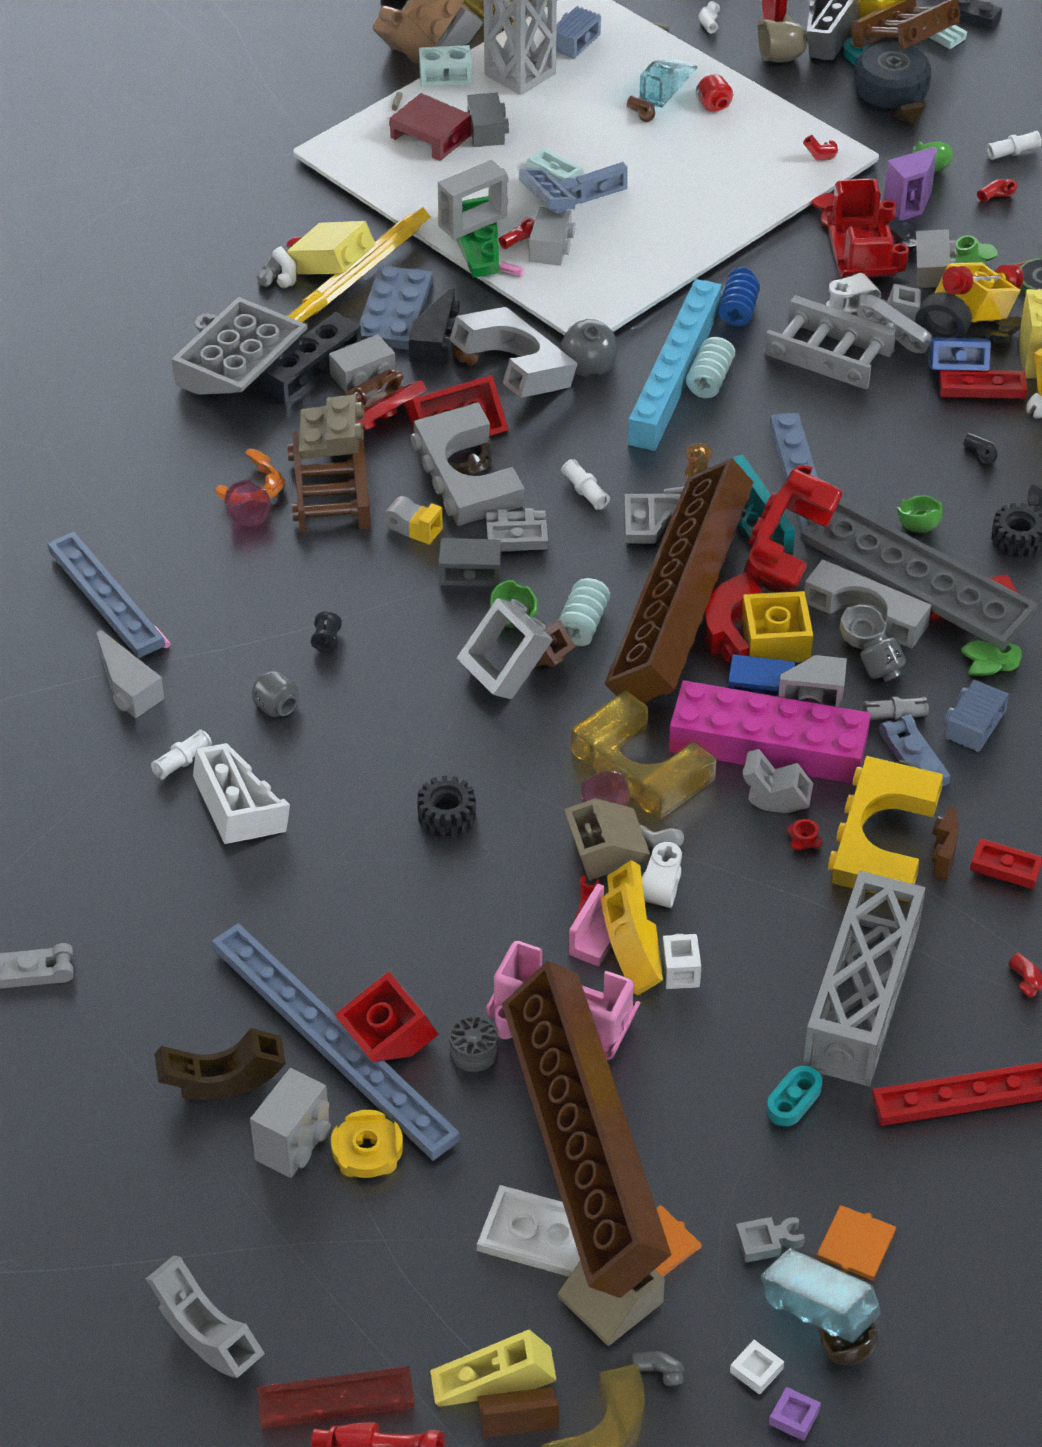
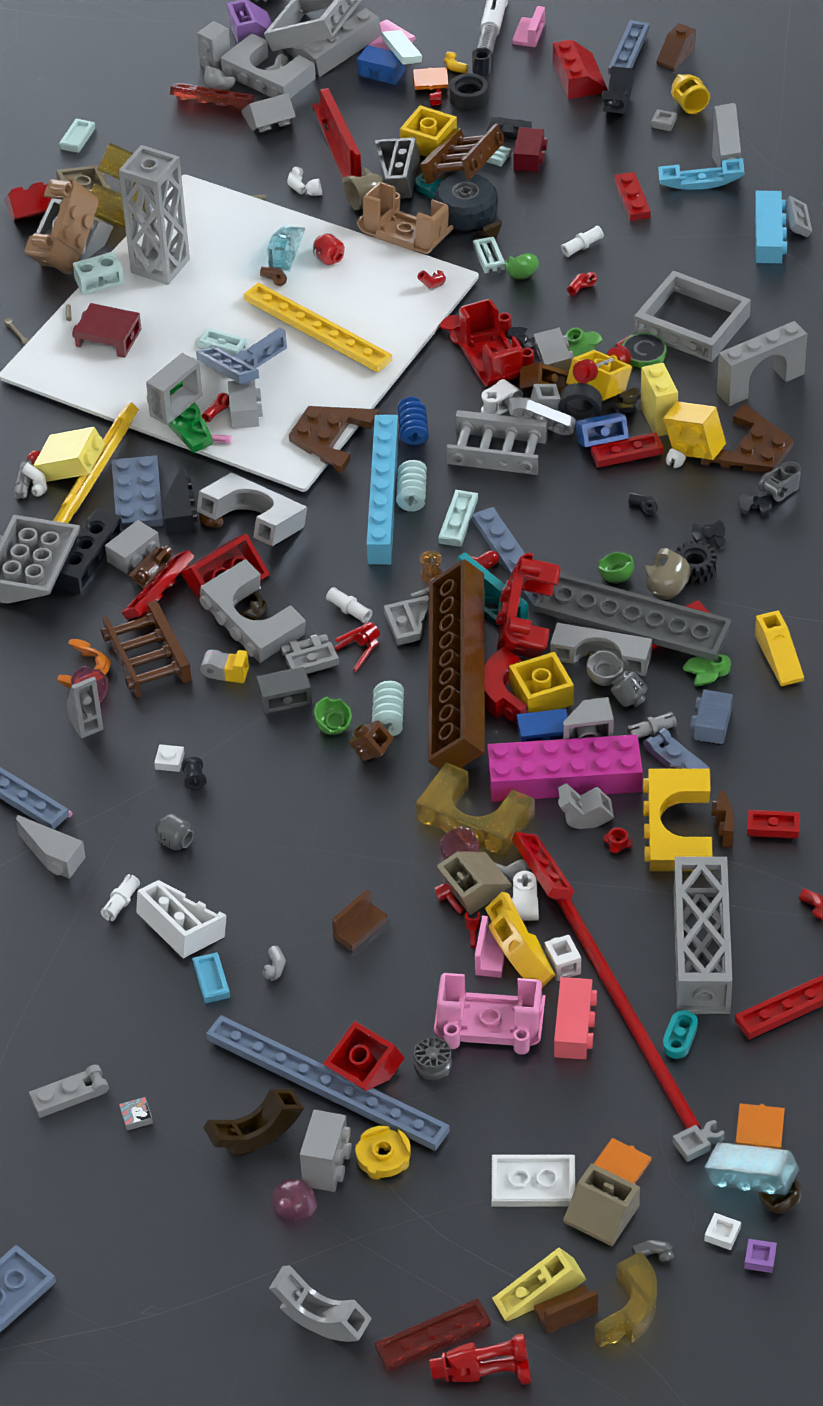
camera: 15 degrees left, 0 degrees up
(91, 1015) = (136, 1113): none -> tile
(227, 525) = (84, 708): none -> light grey slope
(235, 1174) = (294, 1199): none -> clear pink hair
(249, 876) = (211, 978): none -> medium azure tile
(306, 607) = (169, 758): none -> white plate
(330, 99) = (9, 323): none -> dark tan hinge
(331, 428) = (134, 607): dark tan plate -> none
(334, 877) = (278, 962): none -> light grey arm
(448, 852) = (358, 921): none -> reddish brown panel
(451, 819) = (337, 875): black tyre -> none
(487, 119) = (153, 313): dark grey brick -> none
(522, 661) = (360, 760): light grey window -> none
(565, 845) = (444, 892): none -> red hand
(577, 31) = (198, 216): sand blue brick -> none
(585, 1131) = (547, 1095): reddish brown brick -> none
(591, 346) = (311, 489): dark grey cylinder -> none
(591, 522) = (363, 635): none -> red plant
(631, 282) = (322, 427): none -> reddish brown wing
(667, 1040) = (574, 1018): none -> coral brick
(670, 173) = (318, 327): none -> yellow plate
(697, 842) = (543, 866): none -> red plate
(726, 28) = (314, 187): none -> white hinge
(737, 1040) = (628, 1014): none -> red piece
(753, 417) = (458, 518): none -> light aqua tile
(769, 470) = (487, 559): none -> red arm
(792, 77) = (386, 222): none -> medium nougat container
(899, 149) = (491, 265): none -> light aqua tile
(908, 275) = (542, 374): none -> reddish brown slope
(910, 182) = (513, 293): medium lavender slope -> none
(978, 540) = (670, 579): none -> dark tan piece
(988, 36) = (529, 149): none -> dark red brick

